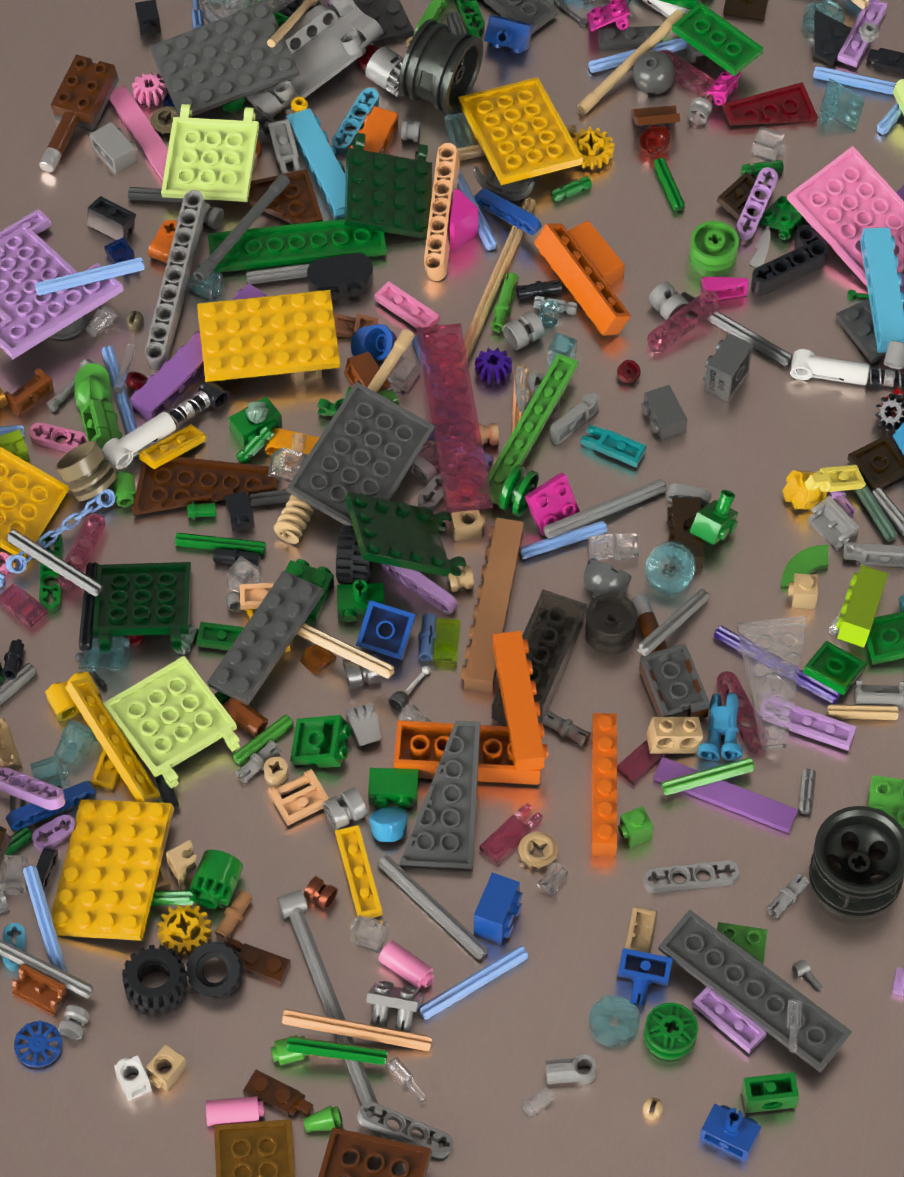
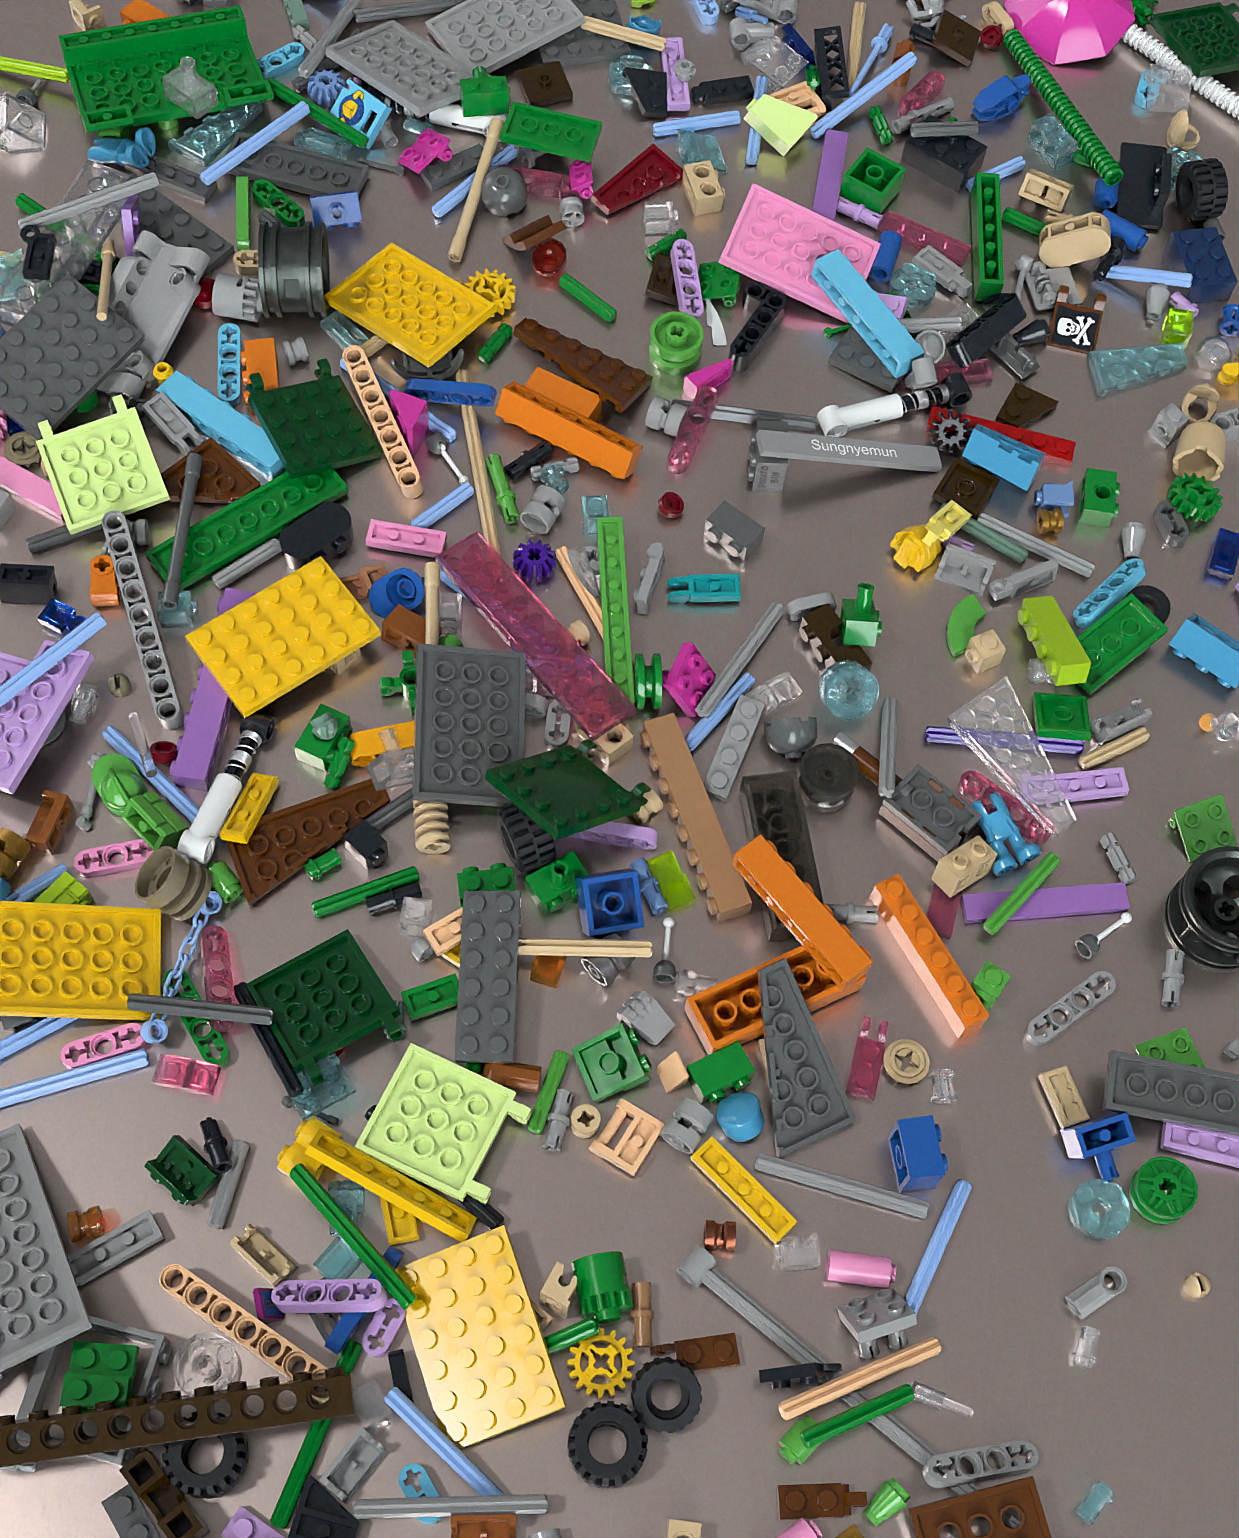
camera: 35 degrees left, 5 degrees up
(66, 758) = (353, 1236): none -> green axle
(313, 1003) = (806, 1374): none -> black hinge
(360, 771) = (672, 1073): none -> light nougat slope
(451, 296) = (443, 506): none -> light blue axle
(476, 248) = (438, 445): none -> hinge
(556, 569) = (733, 747): none -> light grey plate
(632, 240) = (586, 365): none -> reddish brown wing
(738, 839) = (1089, 945): none -> dark grey hinge
(793, 390) = (848, 451): none -> light grey tile
(822, 135) = (703, 187): none -> tan brick

